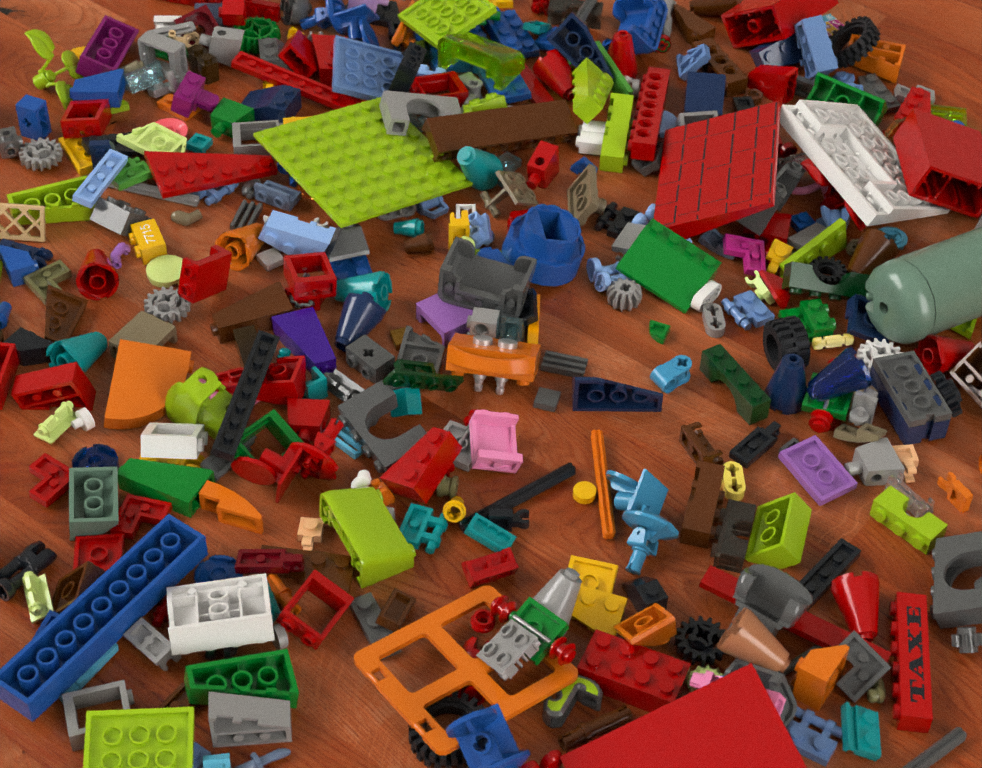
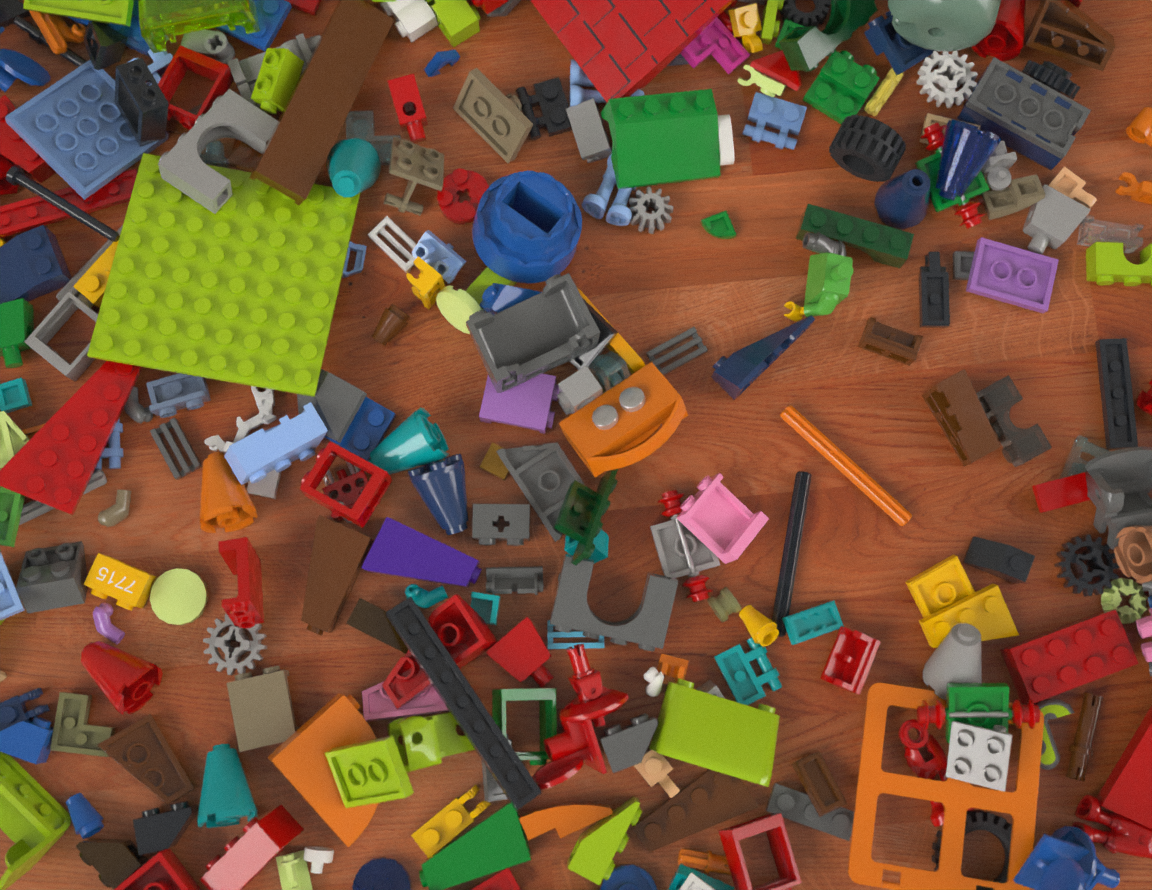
camera: 45 degrees left, 35 degrees up
(160, 376) = (369, 772): none -> lime plate
(173, 440) = (448, 823): white window -> none
(241, 526) = (598, 844): none -> lime slope
(268, 561) = (665, 849): dark red hinge -> none
(303, 492) = (628, 744): none -> dark grey slope
(312, 66) = (17, 176): none -> black bar
(409, 227) = (359, 311): teal cone -> none
(423, 466) = (699, 618): red wedge -> none
(507, 520) = (806, 595): black plate -> none
(547, 399) = (703, 411): dark grey tile -> none
(584, 492) = (840, 491): yellow tile -> none
(641, 509) = (914, 468): dark azure piece -> none
(648, 627) = (1047, 607): orange slope -> none
(672, 373) = (788, 279): dark azure piece -> none
(694, 384) = (827, 277): none -> bright green torso
(710, 320) = (760, 160): light grey beam -> none
(737, 481) = (954, 349): light yellow beam -> none
(779, 532) = (1044, 381): lime slope -> none

